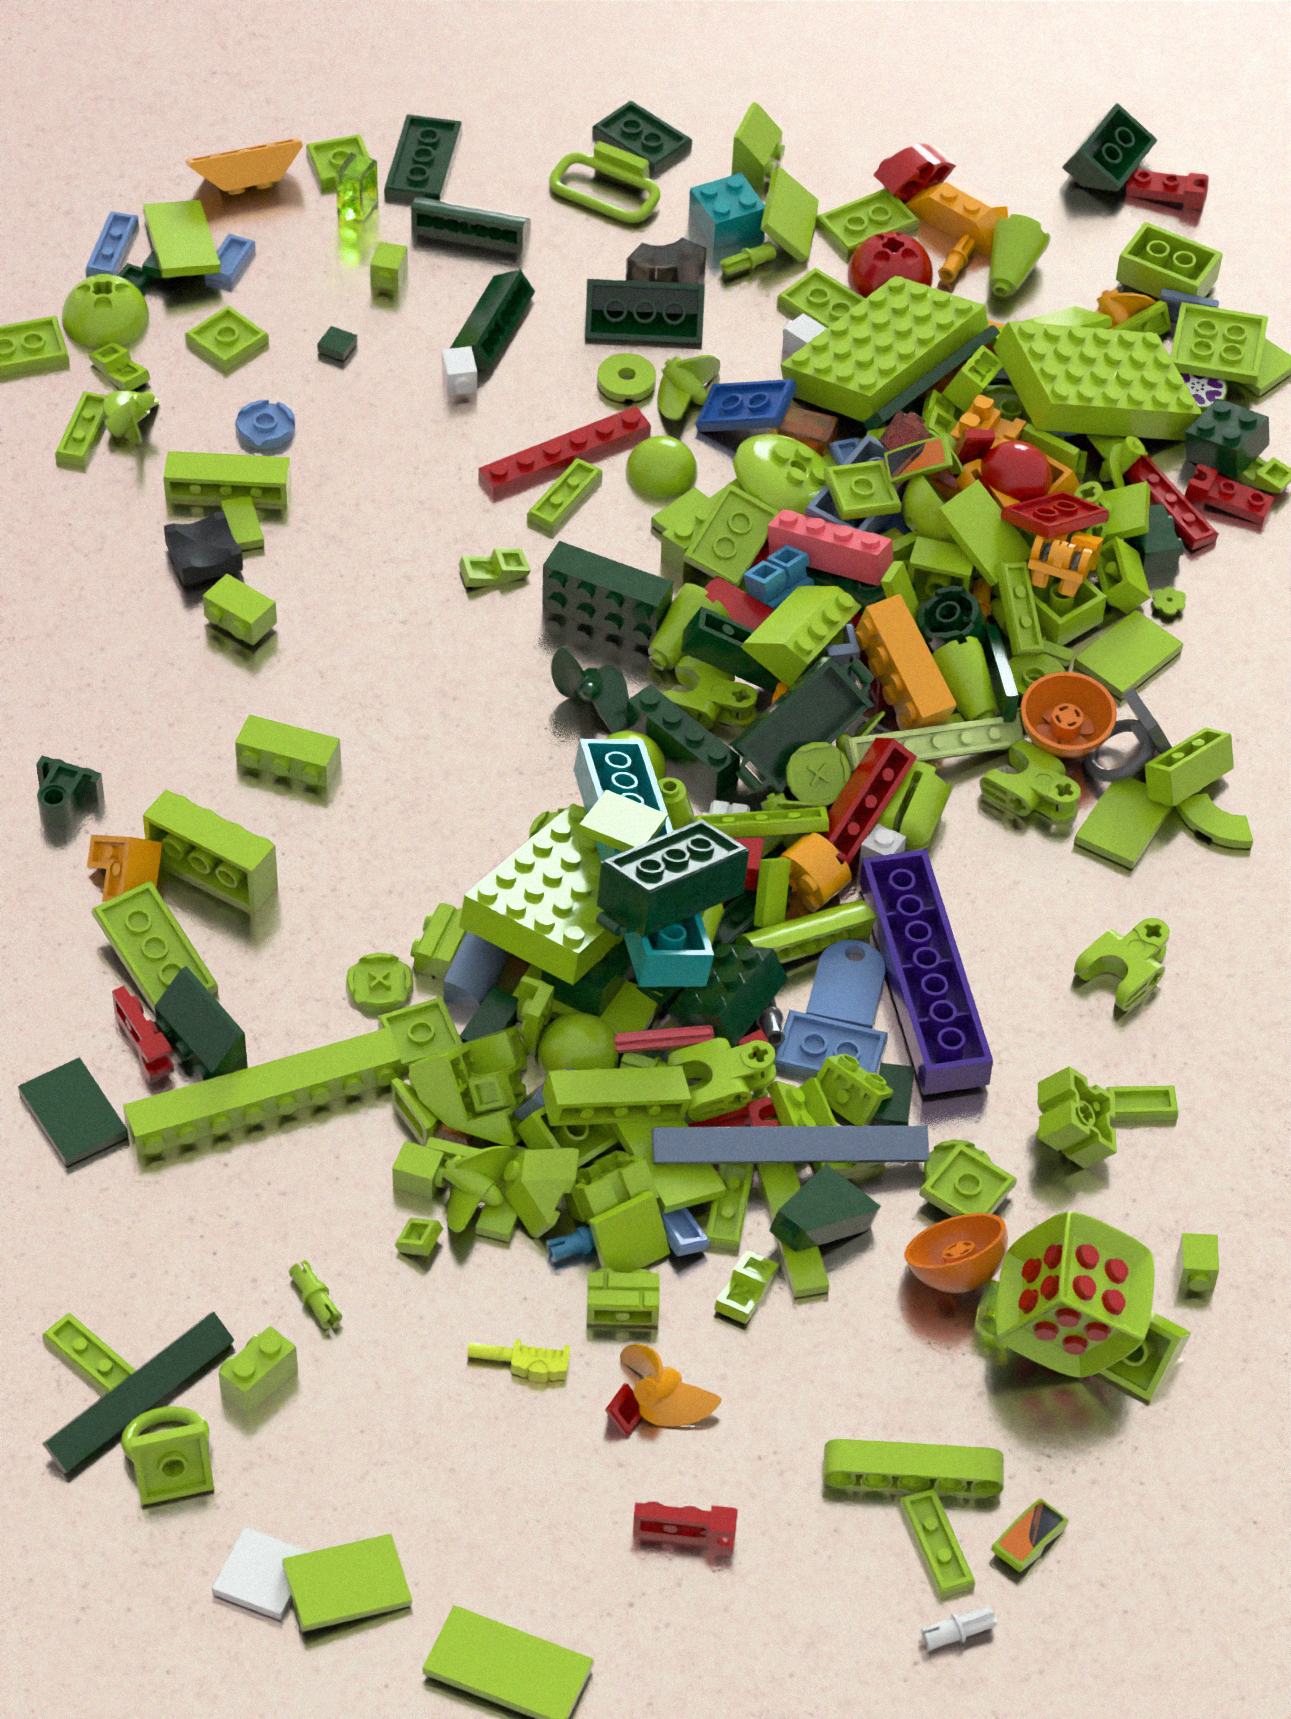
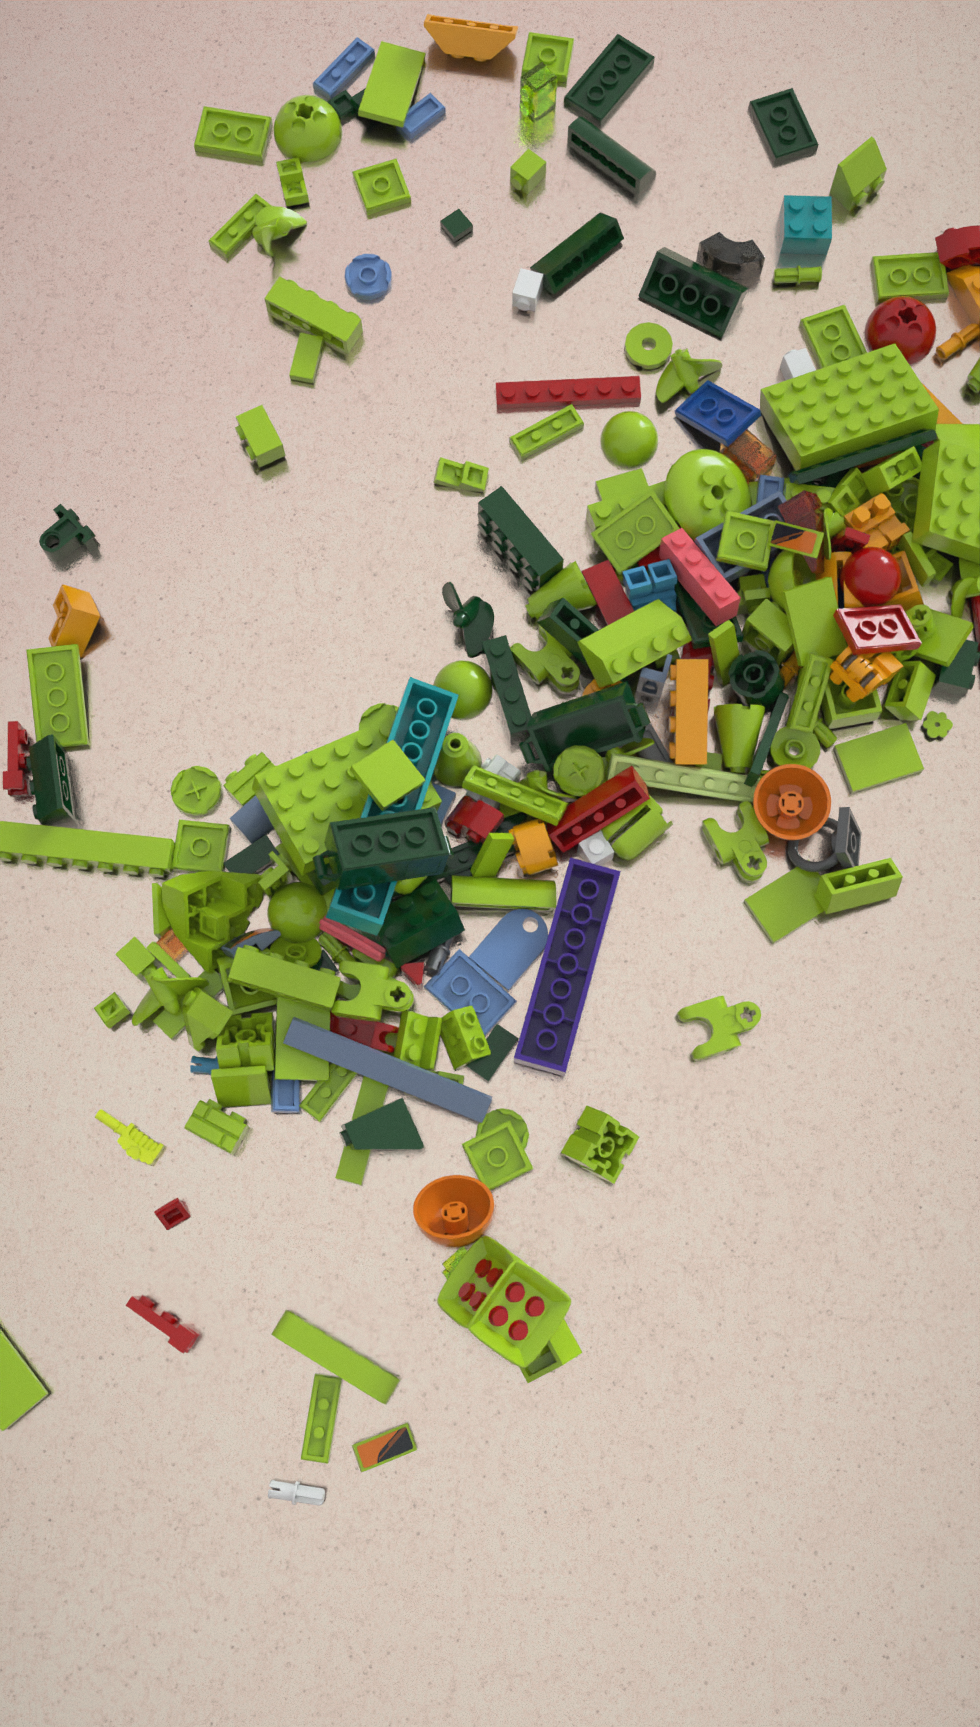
camera: 30 degrees right, 25 degrees up
(203, 548) = (264, 371): black brick -> none
(212, 850) = (132, 634): lime brick -> none
(288, 750) = (231, 572): lime brick -> none
(315, 1294) = (22, 1021): lime pin -> none
(616, 164) = (748, 150): lime bar -> none
(662, 1394) = (204, 1219): light orange piece -> none
(747, 1286) = (306, 1156): lime slope -> none
(790, 214) = (849, 249): lime tile -> none
(1144, 1103) = (663, 1143): lime tile -> none
(1198, 1261) = (622, 1296): lime brick -> none
(1223, 827) = (855, 935): lime tile -> none

